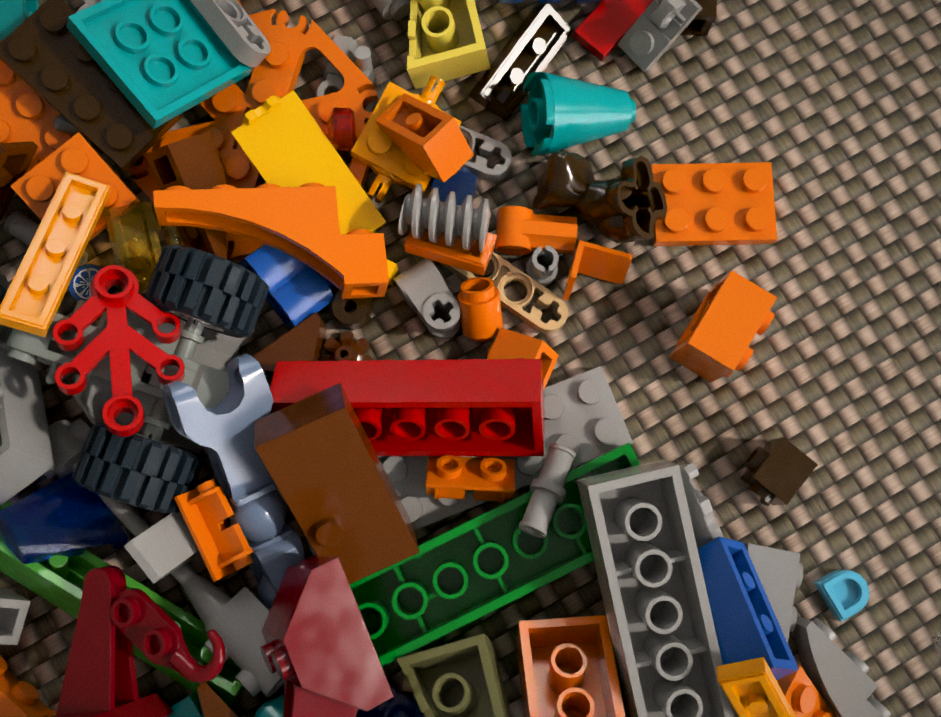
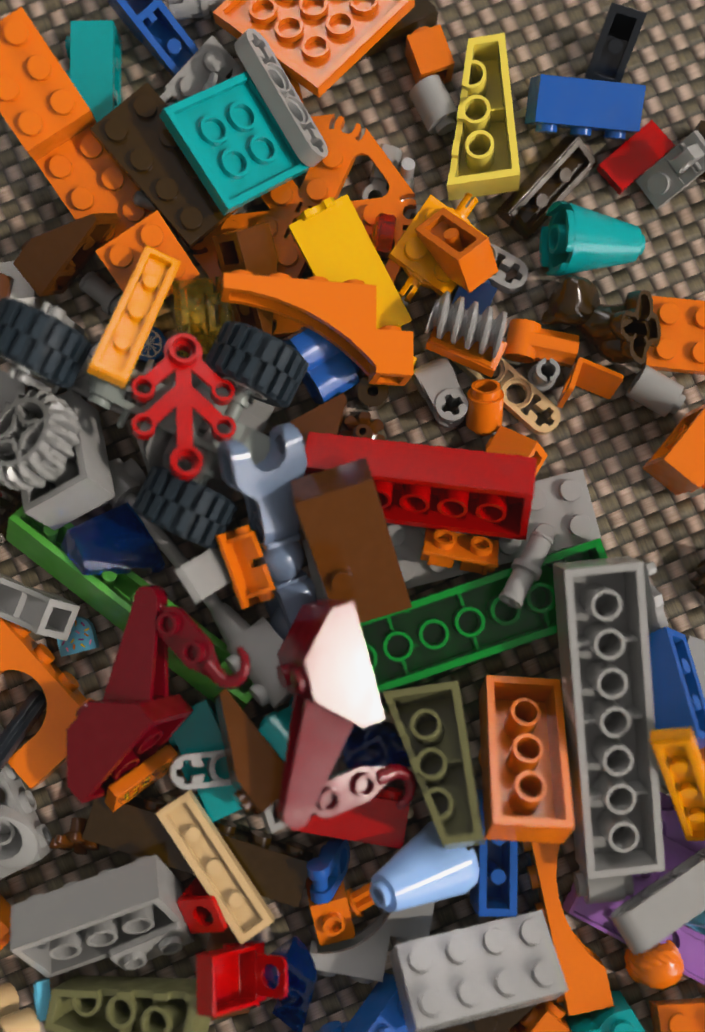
camera: 15 degrees right, 5 degrees up
(37, 637) = (81, 638): none -> medium azure tile
(671, 269) = (656, 391): none -> light grey brick

